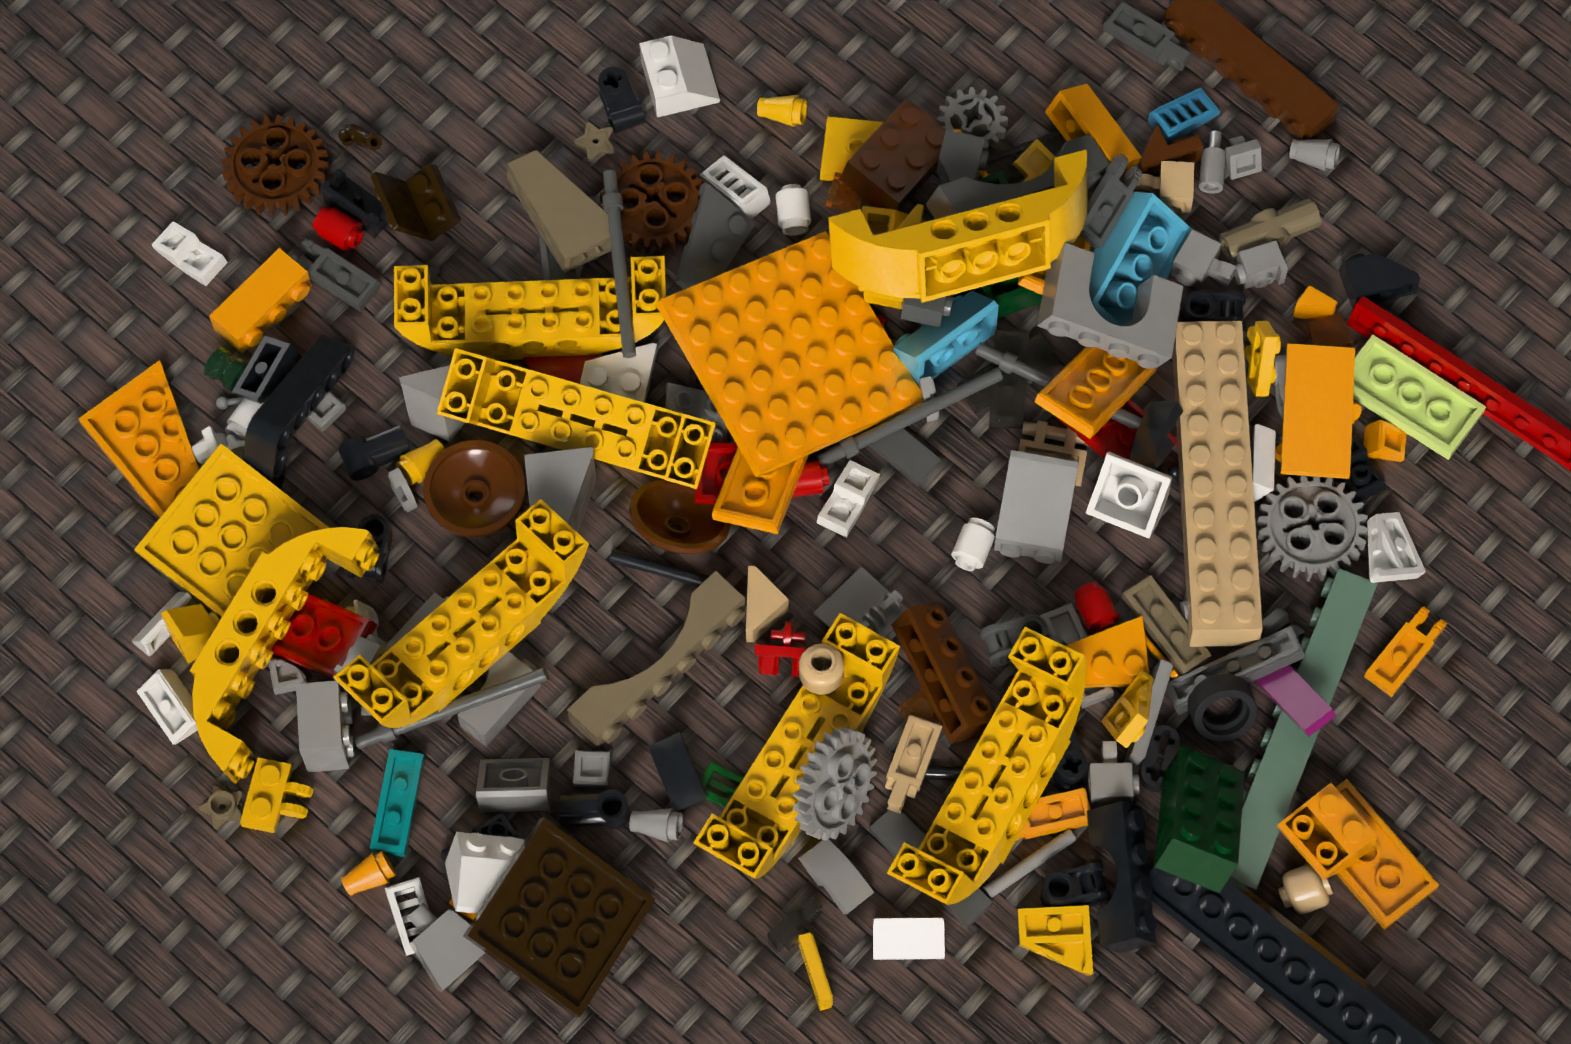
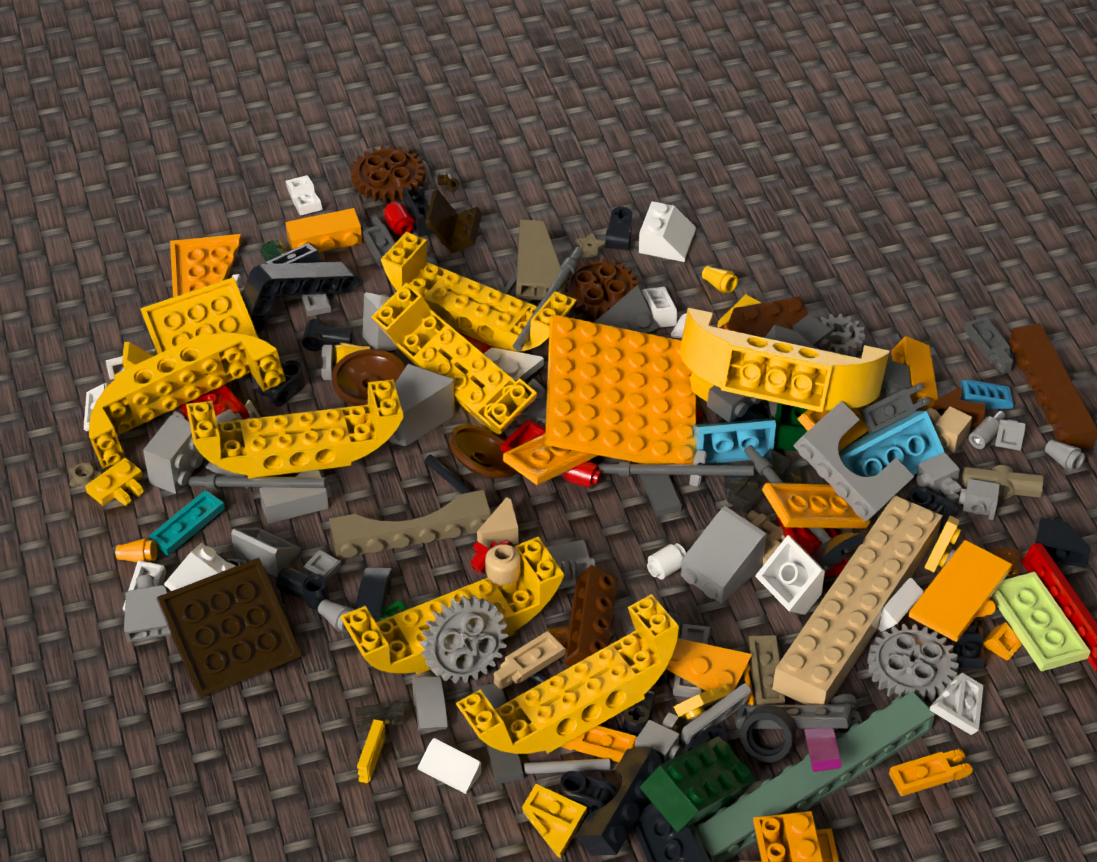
camera: 30 degrees right, 20 degrees down
(848, 498) = (606, 499): white slope -> none
(1096, 608) = (724, 633): red brick -> none
(1314, 305) = (1002, 535): light orange slope -> none

